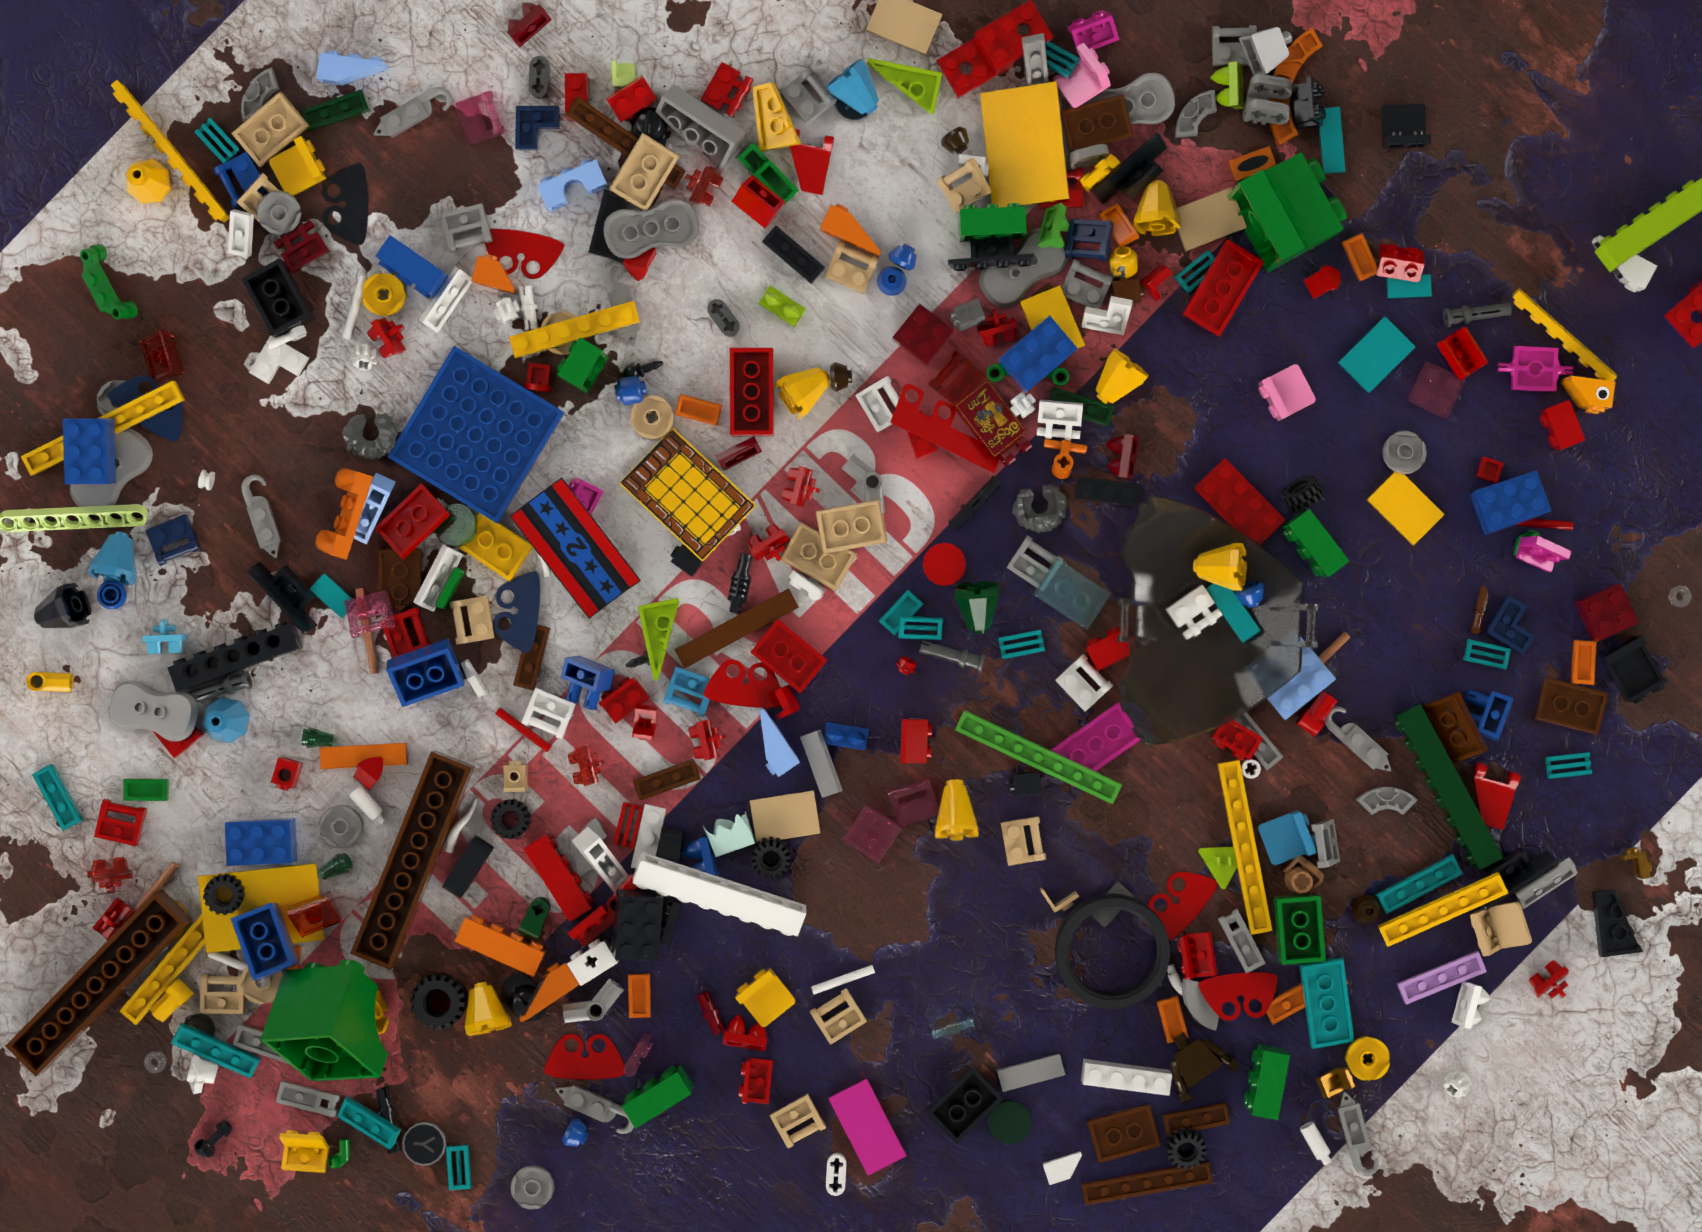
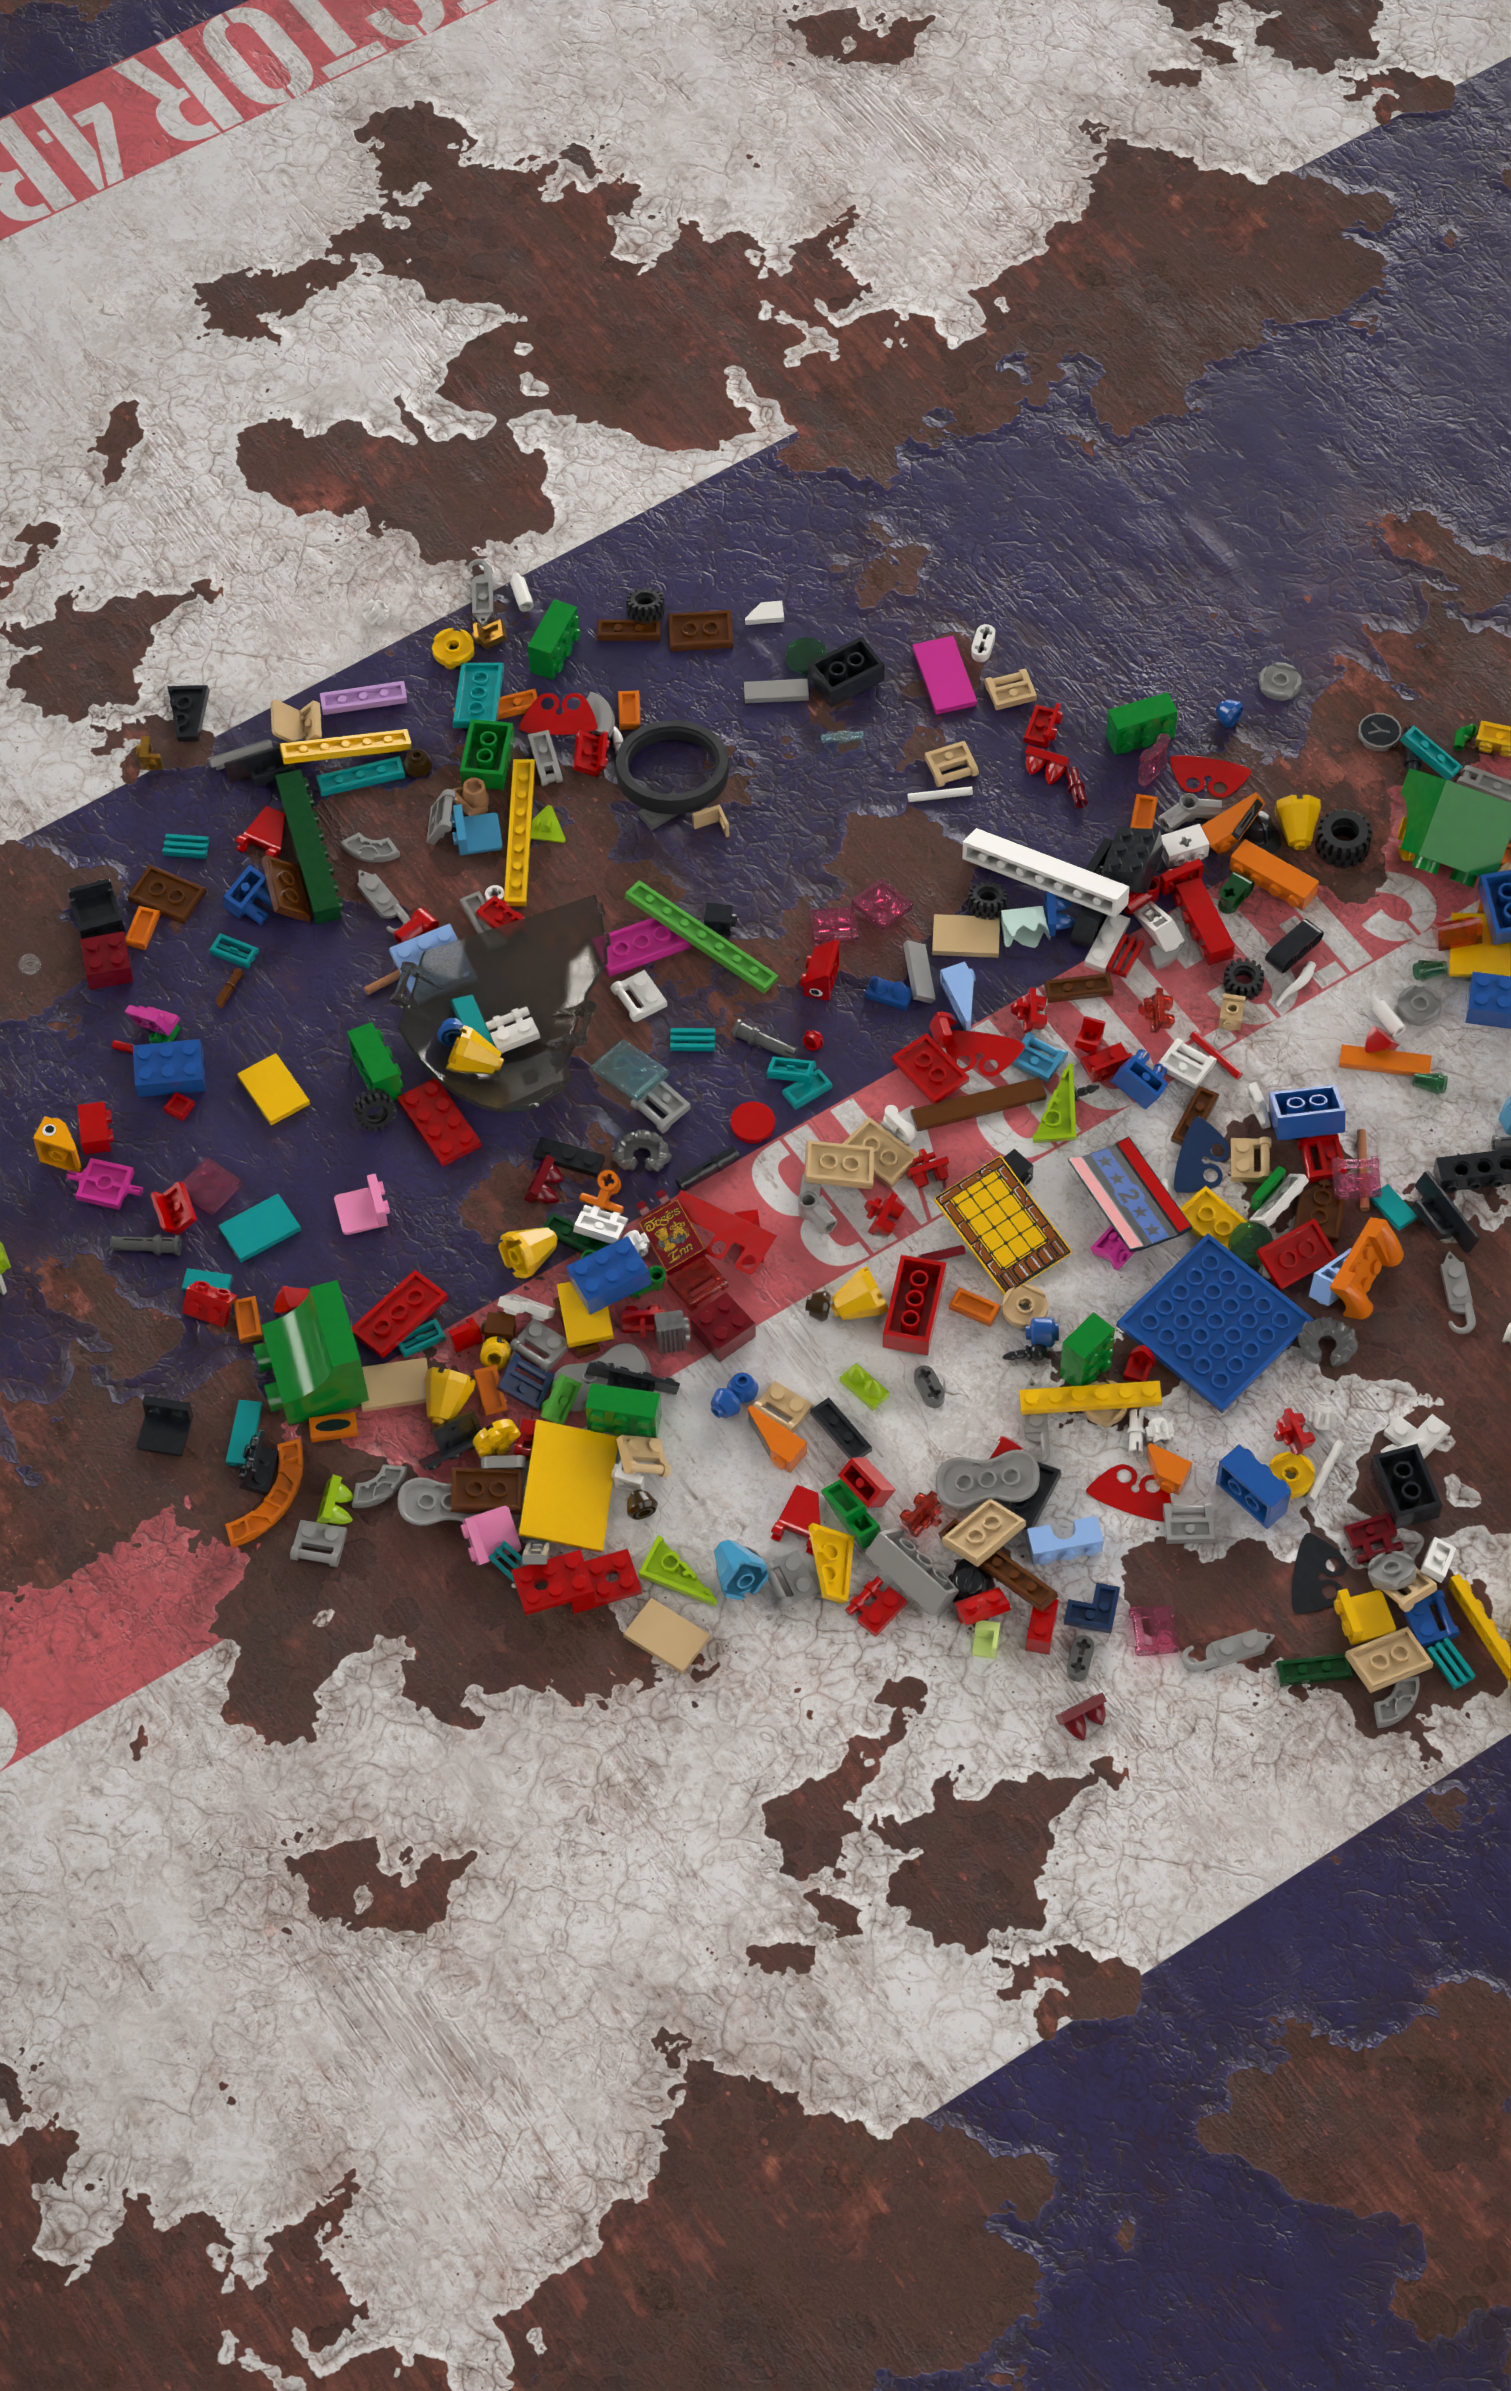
camera: 165 degrees left, 30 degrees down
(294, 768) = (1464, 1064): red brick -> none
(346, 69) = (1294, 1704): light blue slope -> none
(412, 859) = (1348, 958): reddish brown brick -> none
(446, 299) = (1208, 1469): white plate -> none
(458, 1148) = (1347, 722): teal tile -> none
(592, 1105) = (1209, 736): light grey plate -> none
(740, 584) = (965, 1141): black hinge -> none
(765, 997) = (1020, 790): yellow bracket -> none
(874, 404) = (788, 1273): white plate -> none
(955, 813) = (795, 902): yellow cone -> none
(977, 604) = (727, 1079): dark green cone -> none
(1016, 844) = (742, 875): tan plate -> none
(1094, 31) = (465, 1585): dark pink bracket -> none
(1106, 650) = (609, 1017): red brick -> none
(1126, 1077) = (686, 668): white brick -> none
(1145, 1183) = (695, 589): reddish brown tile -> none
(1192, 901) = (579, 804): red piece -> none
(1196, 1061) = (615, 667): dark brown torso -> none
(1257, 106) = (313, 1475): light grey piece -> none
(1265, 49) = (287, 1525): torso -> none
(1404, 452) = (259, 1134): light grey tile -> none
(1468, 999) = (346, 671): white tile -> none
(1505, 627) = (207, 970): dark blue plate -> none
(1556, 330) = (65, 1206): yellow plate -> none
(1557, 973) = (260, 673): red hips -> none

